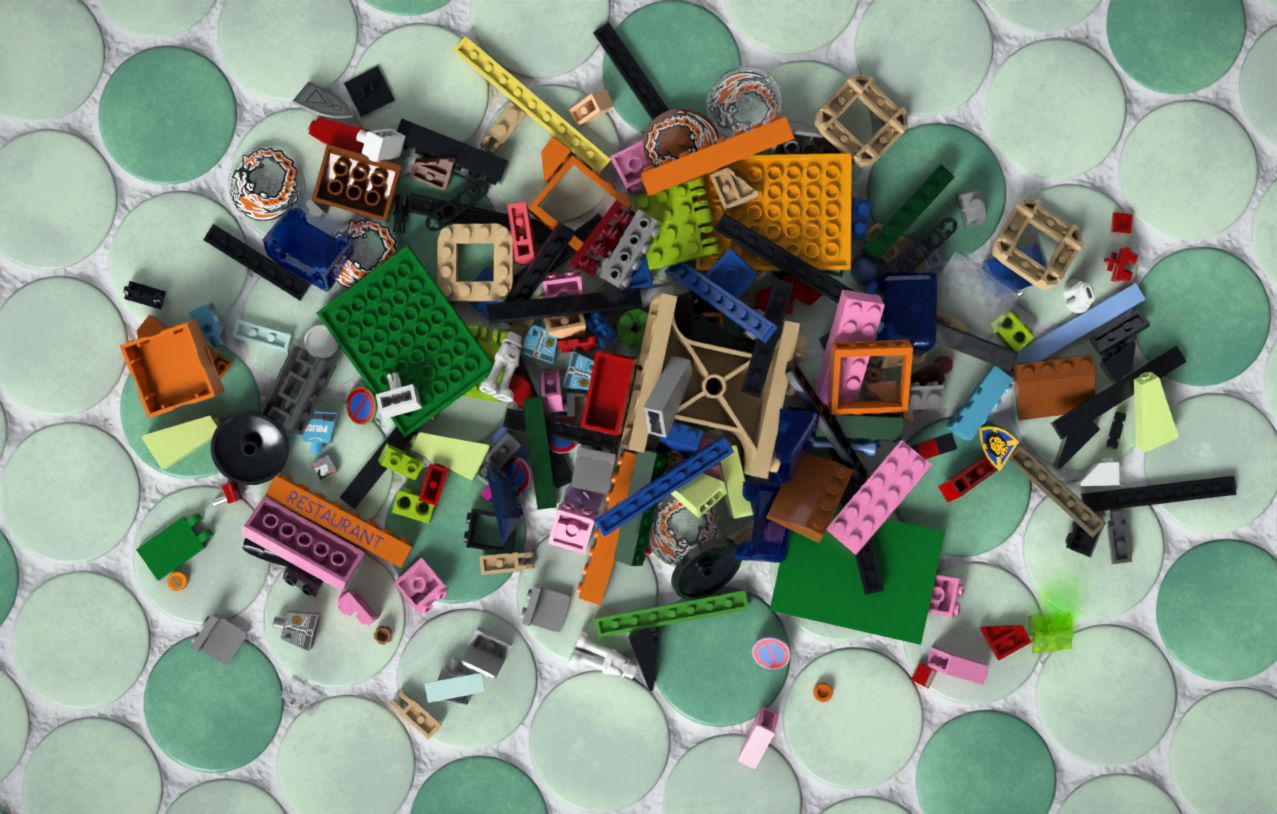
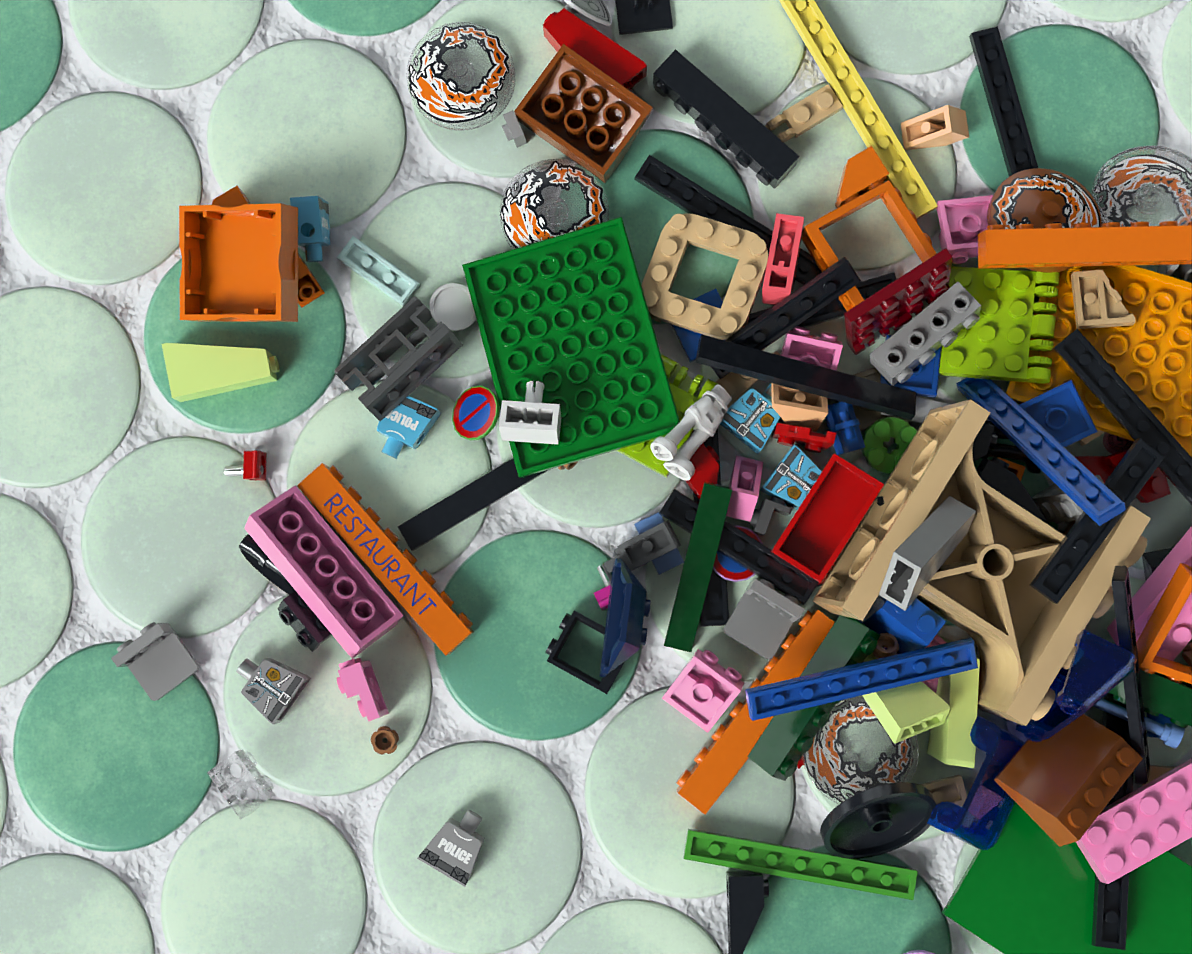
camera: 30 degrees right, 5 degrees down
(144, 295) = (242, 160): black hinge -> none
(173, 546) = (148, 510): green tile -> none
(177, 581) = (134, 559): orange tile -> none
(249, 447) = (302, 412): black dish -> none
(257, 262) = (409, 172): black tile -> none
(307, 249) = (481, 176): clear blue windscreen -> none
(324, 467) = (393, 478): tile -> none
(381, 144) = (637, 69): white brick -> none
(400, 213) = (625, 177): black pin -> none
(400, 461) = (500, 508): lime brick -> none
(413, 510) = (492, 582): lime brick -> none
(417, 715) = (388, 873): tan hinge -> none
(421, 586) = (463, 692): bright pink plate -> none
(433, 171) = (691, 136): reddish brown wing -> none
(434, 484) = (535, 556): red slope -> none
(454, 687) = (457, 855): light aqua tile -> none
(455, 454) = (579, 526): yellowish green slope -> none
(459, 208) = (708, 197): black beam -> none
(487, 653) = (520, 822): light grey bracket -> none
(504, 563) = (590, 702): tan hinge -> none
(517, 471) = (659, 583): piece -> none
(545, 608) = (624, 790): light grey bracket -> none
(583, 498) = (732, 653): lavender piece -> none
(613, 663) = (691, 904): white piece -> none

